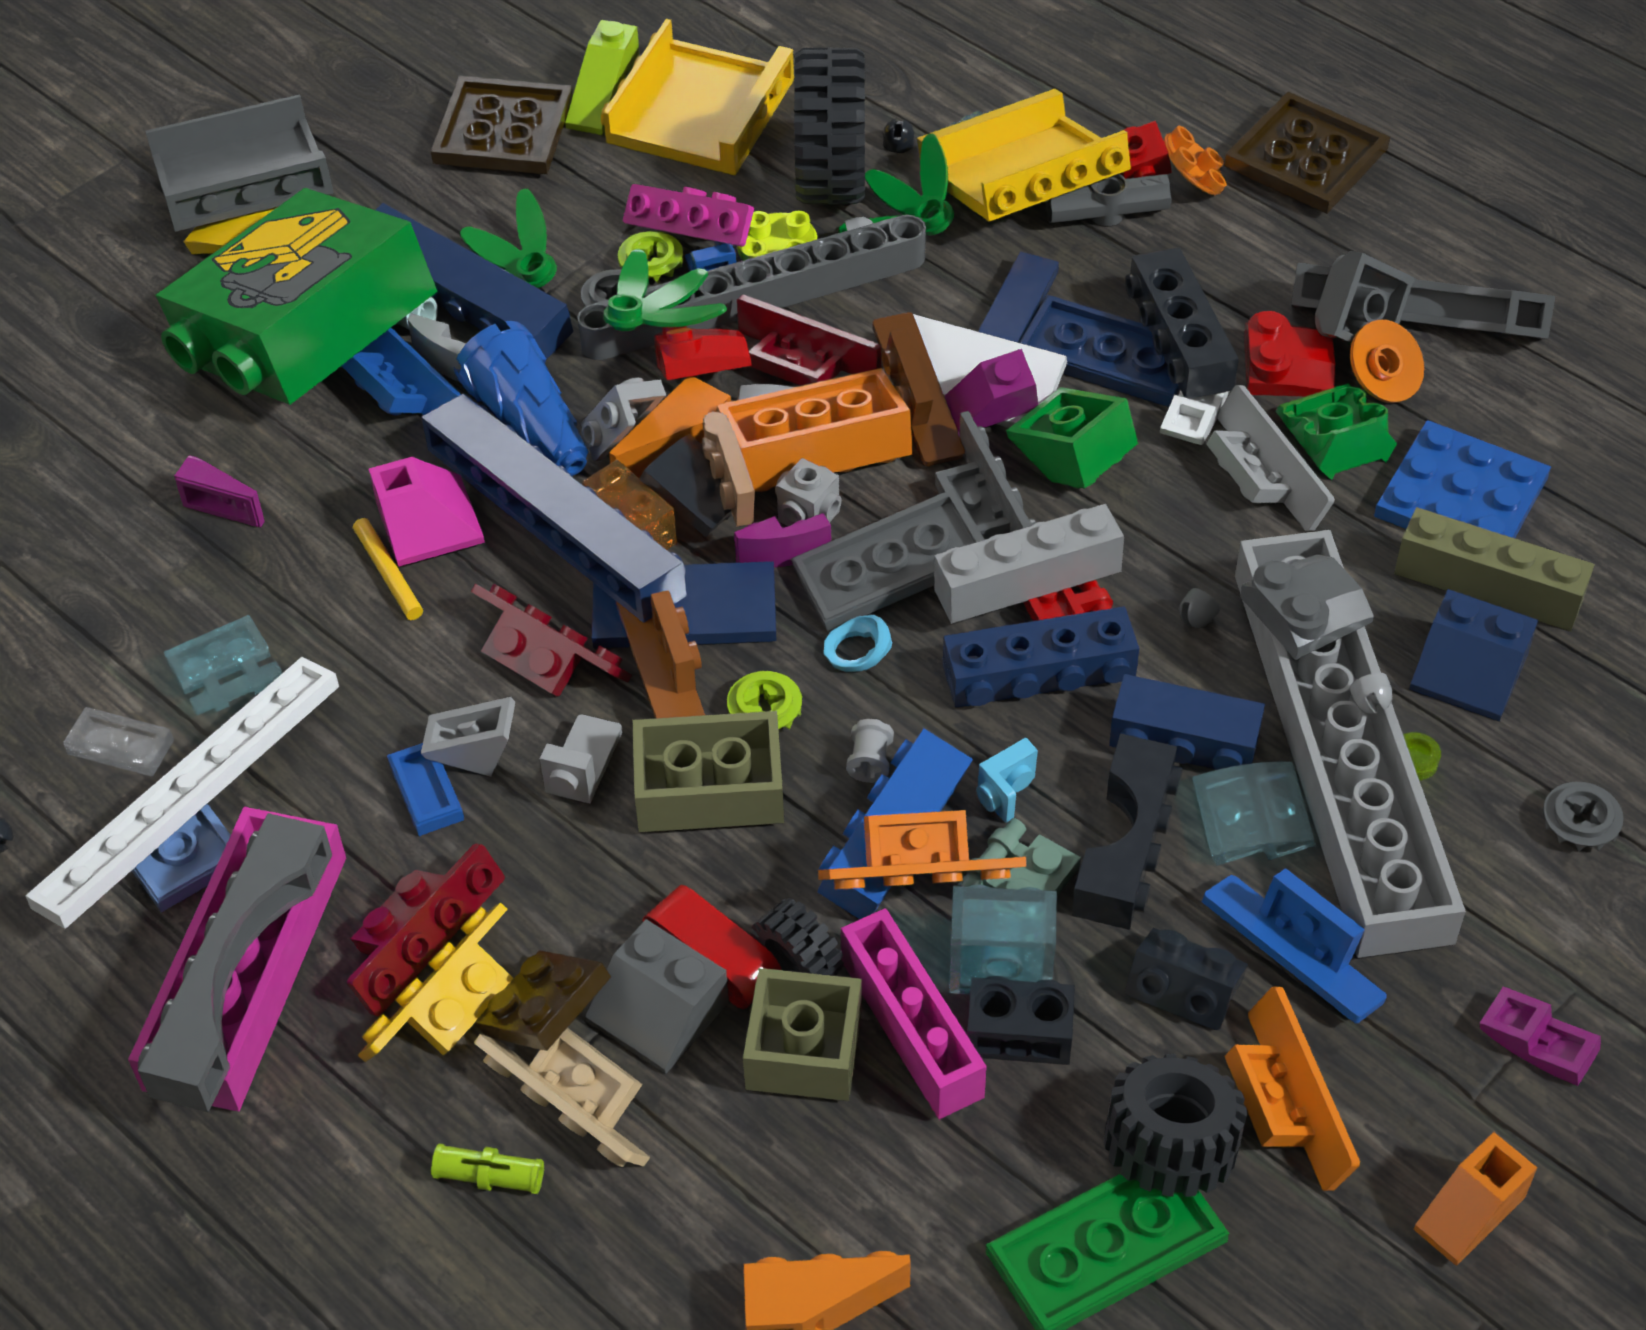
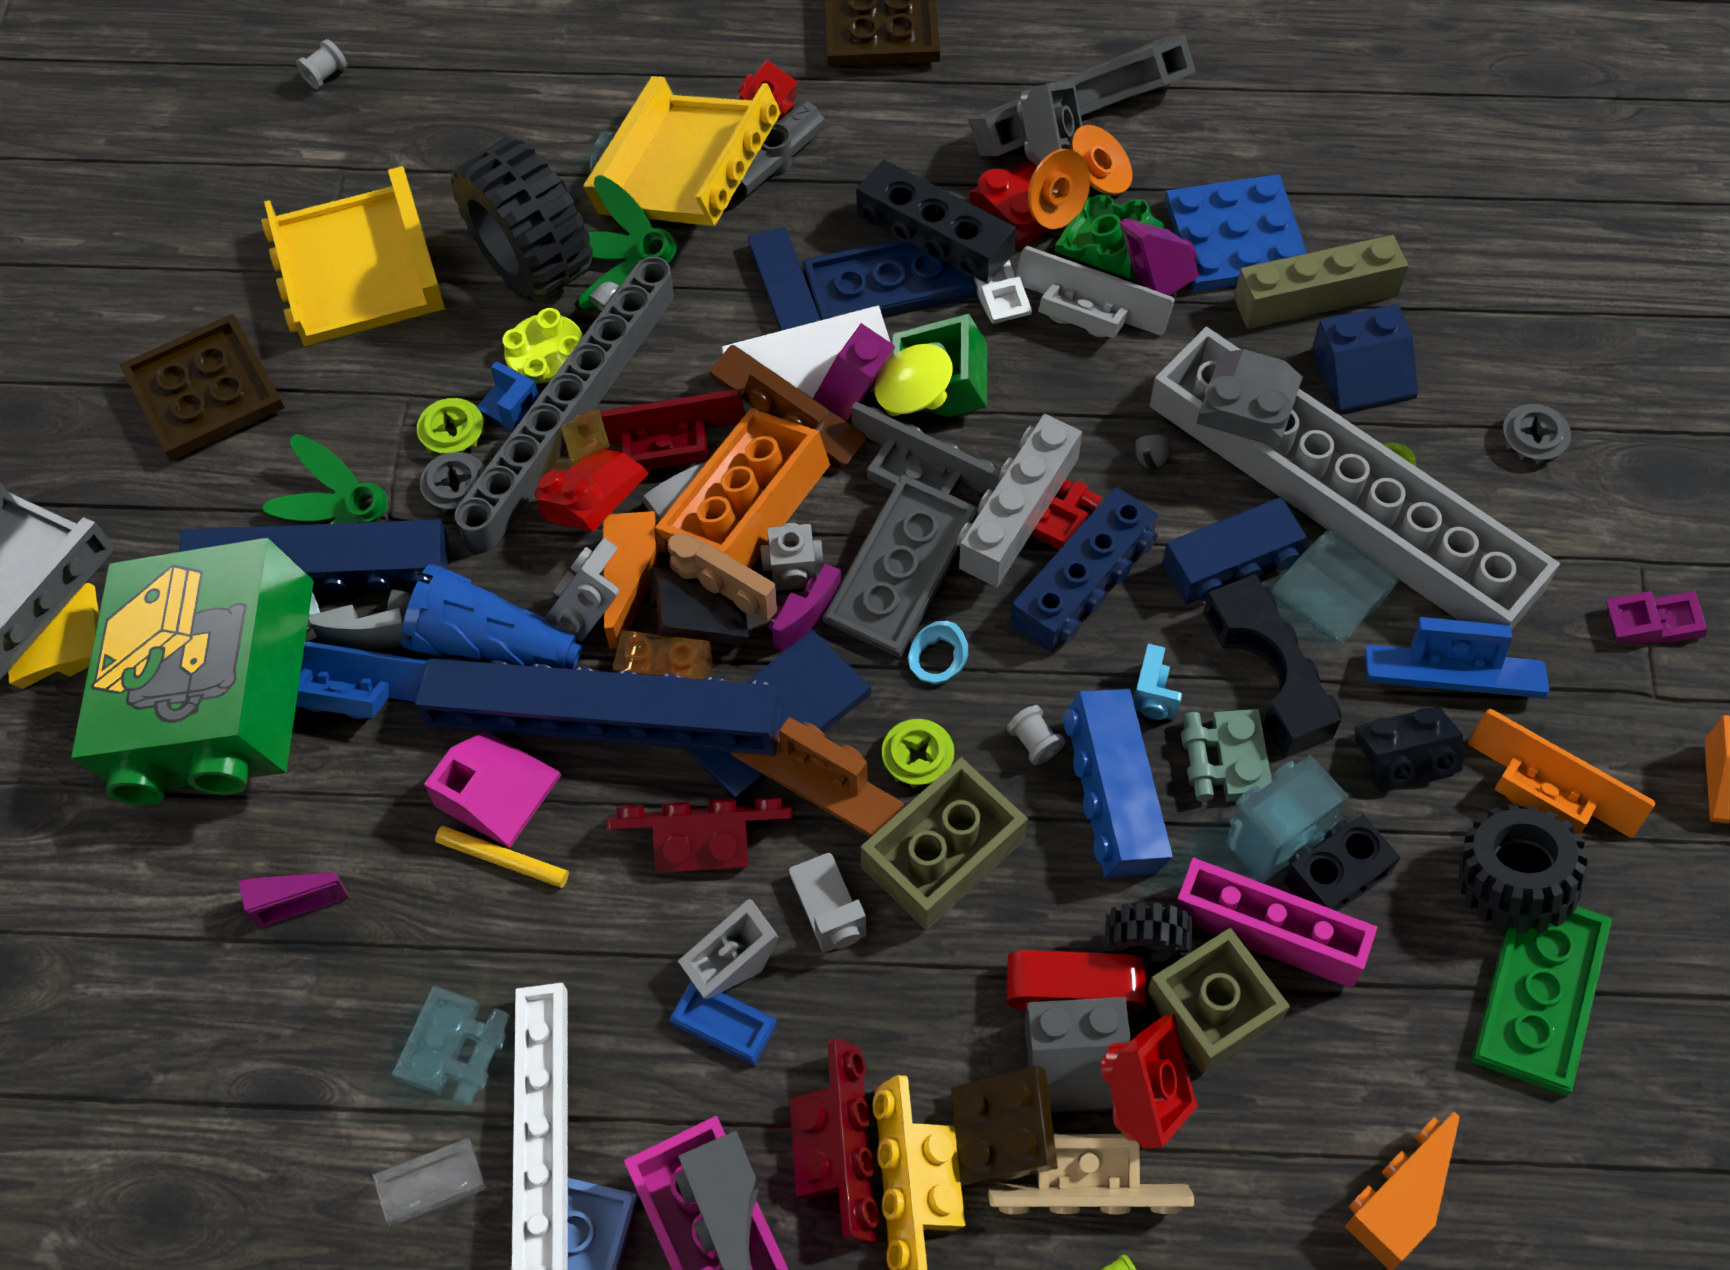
camera: 40 degrees left, 10 degrees up
(605, 63) = (252, 289): lime slope -> none
(631, 309) = (508, 489): green plant -> none
(682, 1045) = (1149, 1084): none -> red slope
(689, 213) = (461, 370): dark pink bracket -> none
(738, 313) = (585, 436): none -> clear yellow slope
(918, 845) = (1173, 794): orange bracket -> none
(1031, 422) = (914, 380): none -> neon yellow dish
(1194, 163) = (813, 76): orange dish -> none
(1325, 366) = (1058, 188): none -> orange dish
(1354, 458) = (1159, 257): none -> magenta slope
(1372, 691) = (1359, 437): light grey hinge -> none

